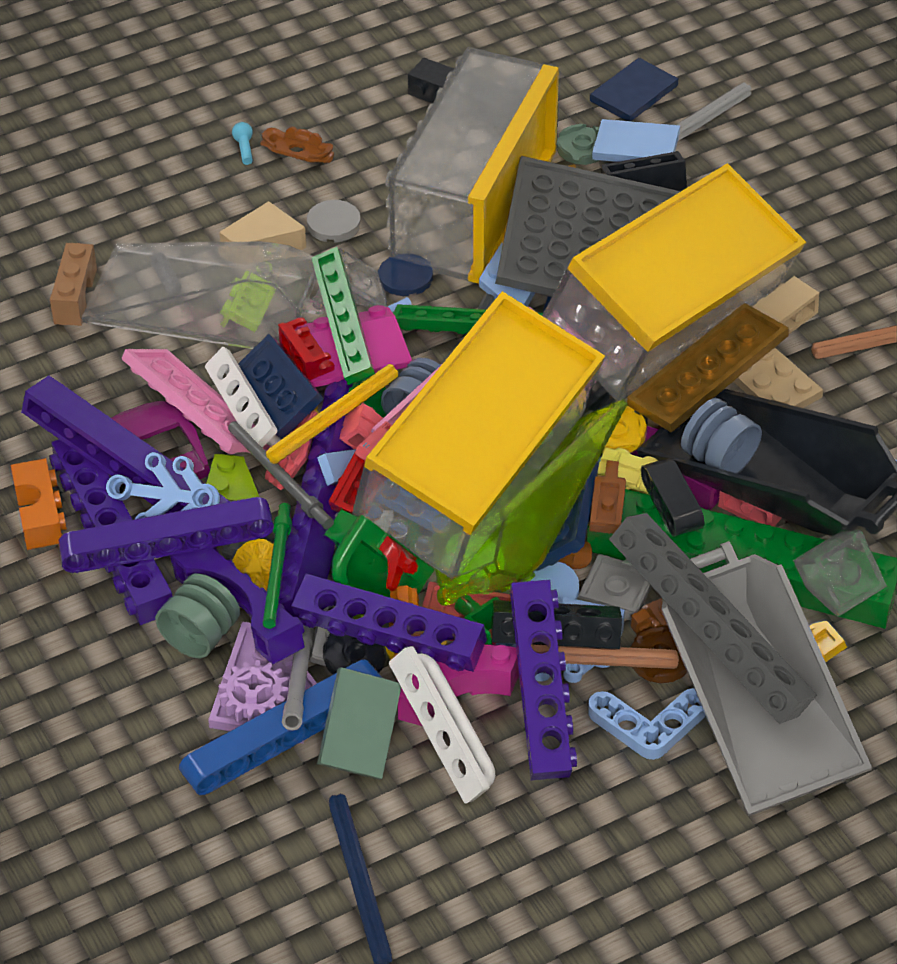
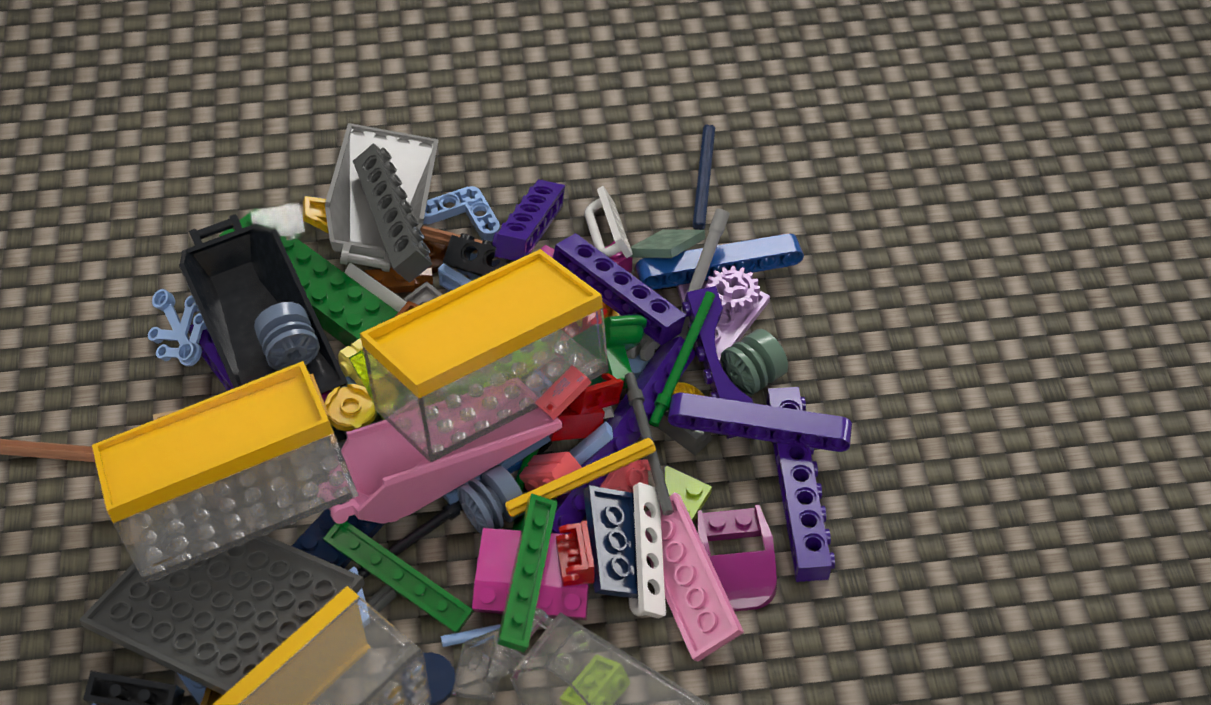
camera: 160 degrees left, 5 degrees up
(34, 486) = (854, 543): orange arch -> none
(97, 436) = (774, 516): dark purple brick -> none
(170, 493) = (746, 449): light blue plant -> none
(672, 497) = (353, 312): black beam -> none

